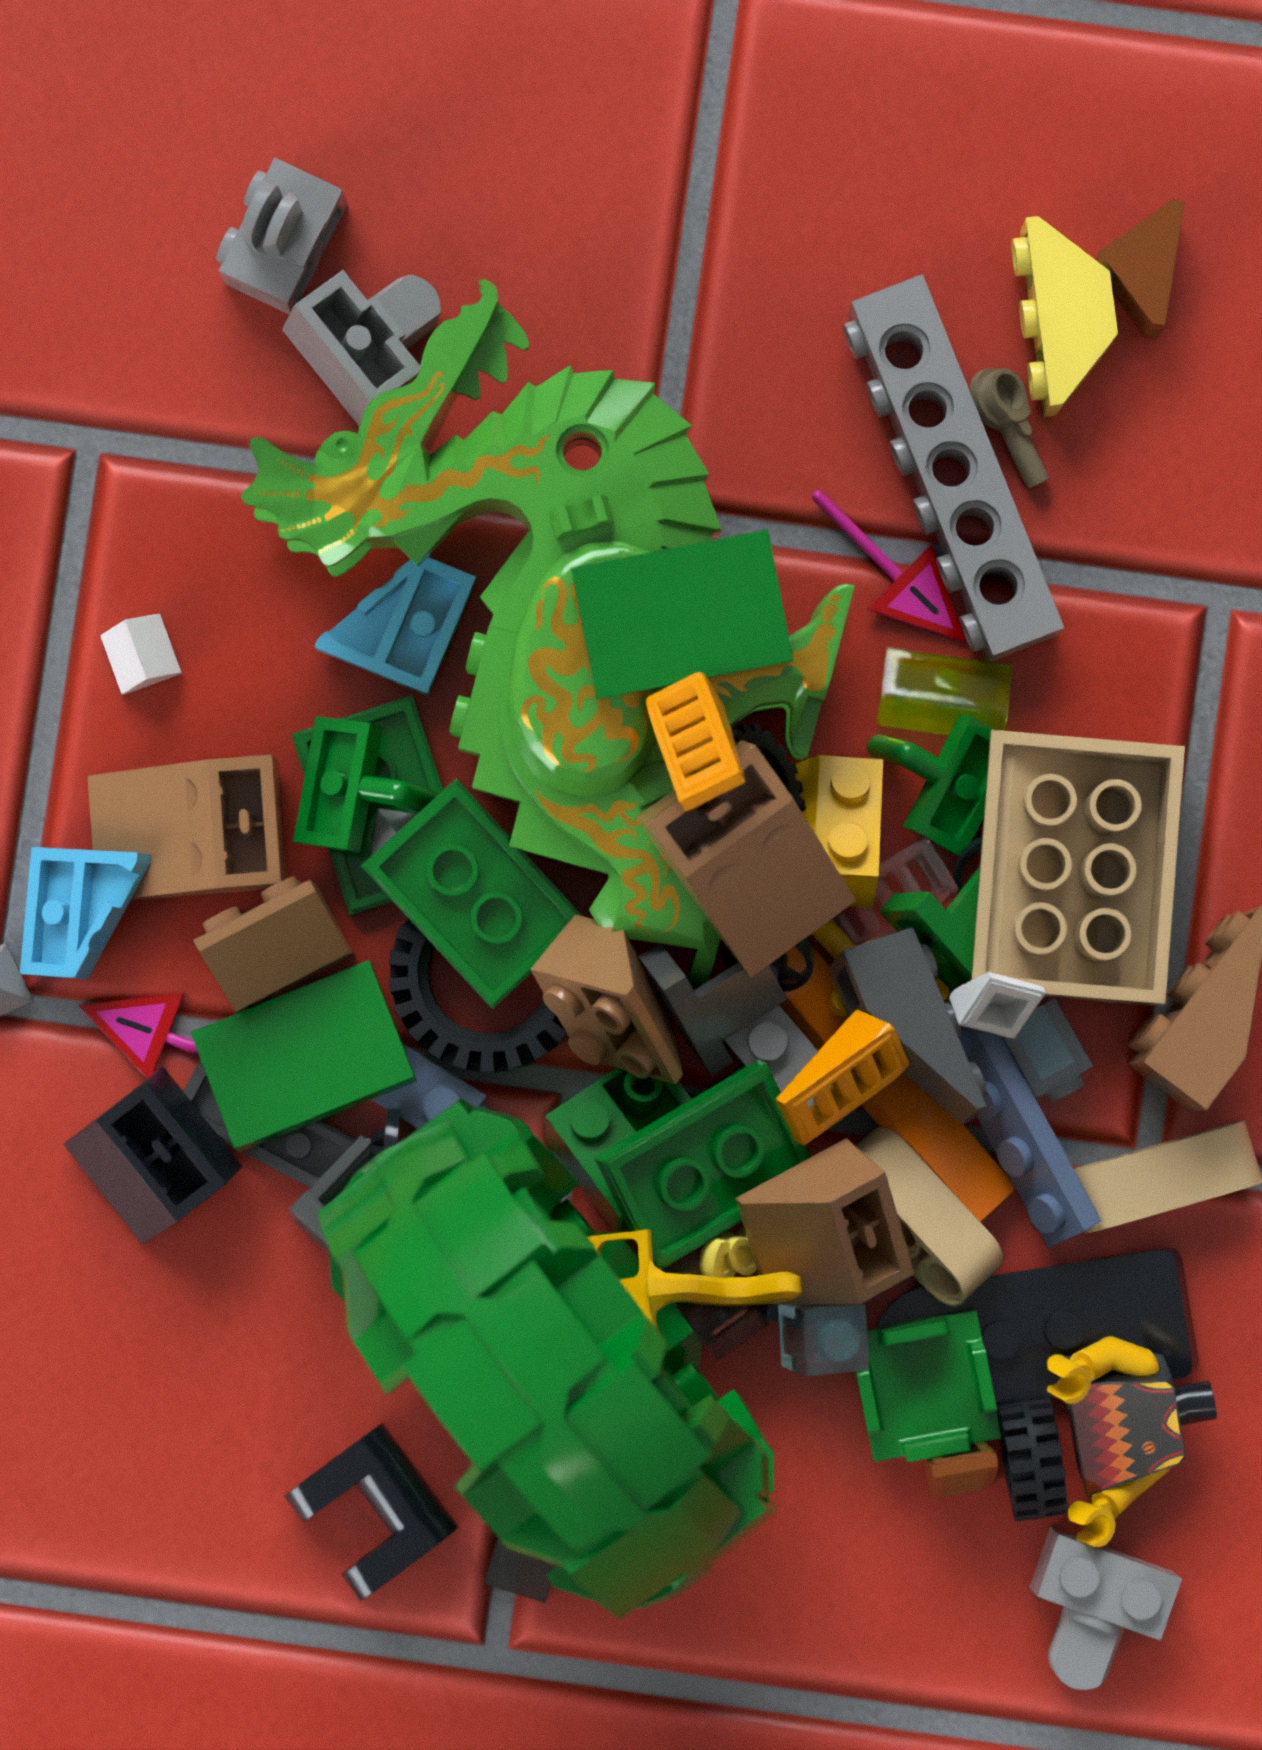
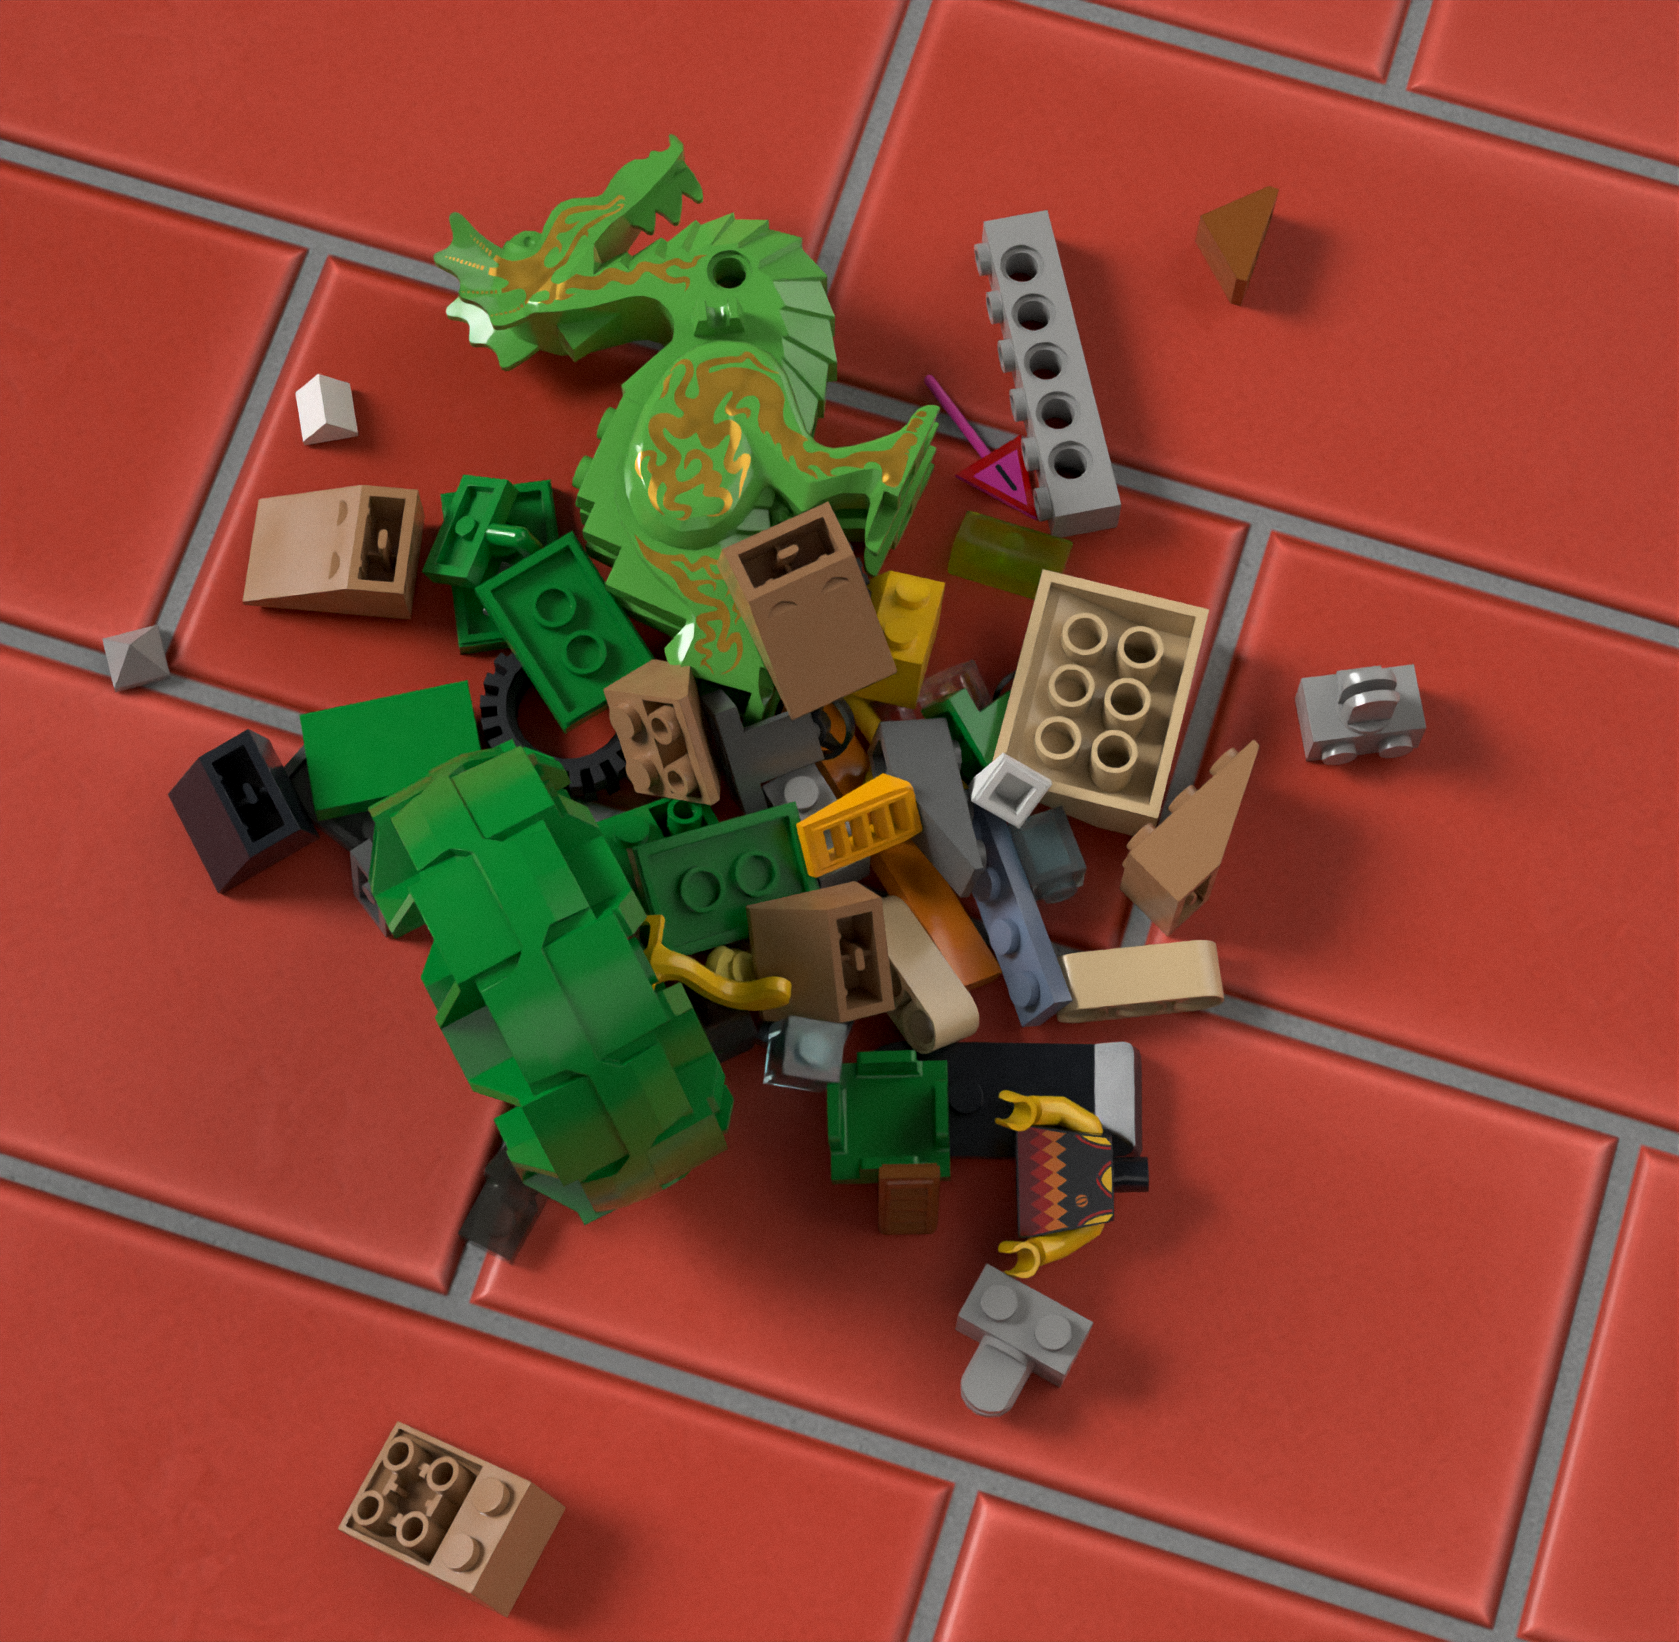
camera: 10 degrees right, 15 degrees down
(75, 907) = (223, 598): medium azure wing -> none
(141, 1027) = (259, 710): piece -> none
(273, 944) = (386, 645): medium nougat slope -> none
(281, 235) = (517, 104): light grey brick -> none
(362, 342) = (548, 171): light grey brick -> none
(394, 1492) = (395, 1138): black connector -> none
(404, 625) = (554, 422): medium azure wing -> none
(682, 613) = (787, 400): green tile -> none
(692, 735) = (777, 491): light orange slope -> none
(955, 783) = (1001, 629): green plate -> none
(1005, 407) = (1101, 331): dark tan plate -> none
(1032, 1459) = (975, 1200): black tyre -> none
(1065, 312) = (1165, 266): light yellow slope -> none

